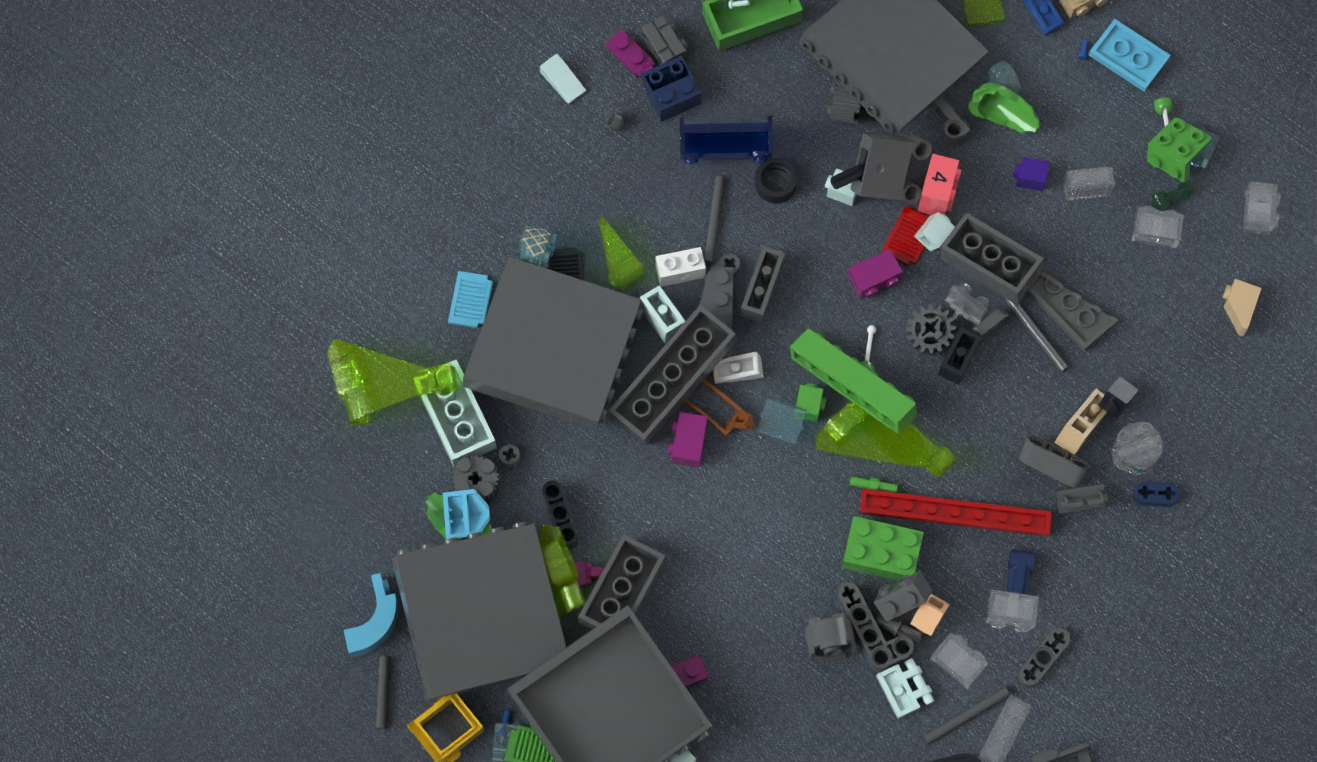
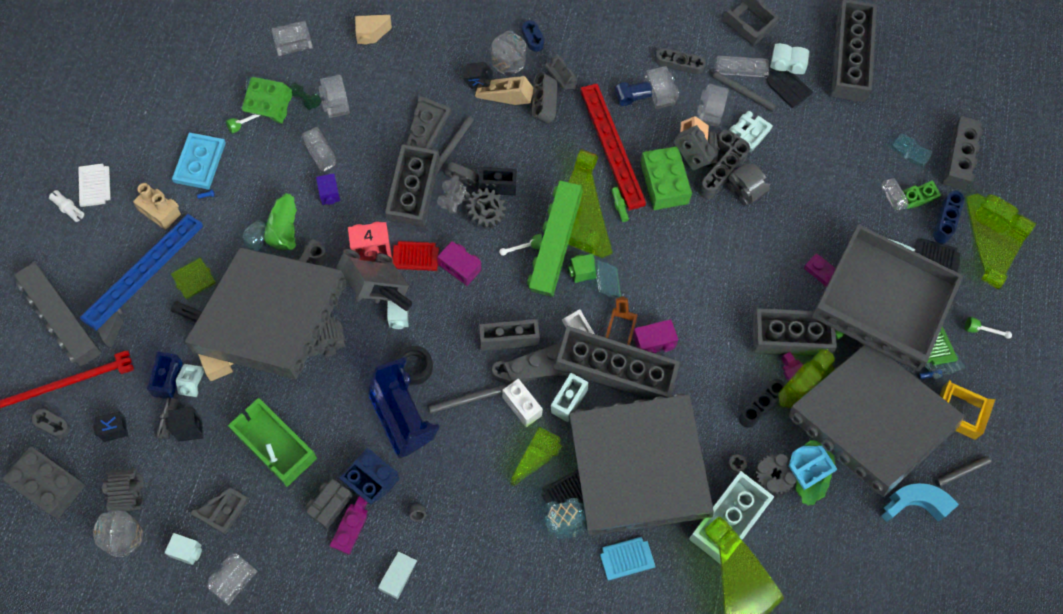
camera: 120 degrees left, 5 degrees down
(934, 231) = (406, 234): light aqua brick -> none

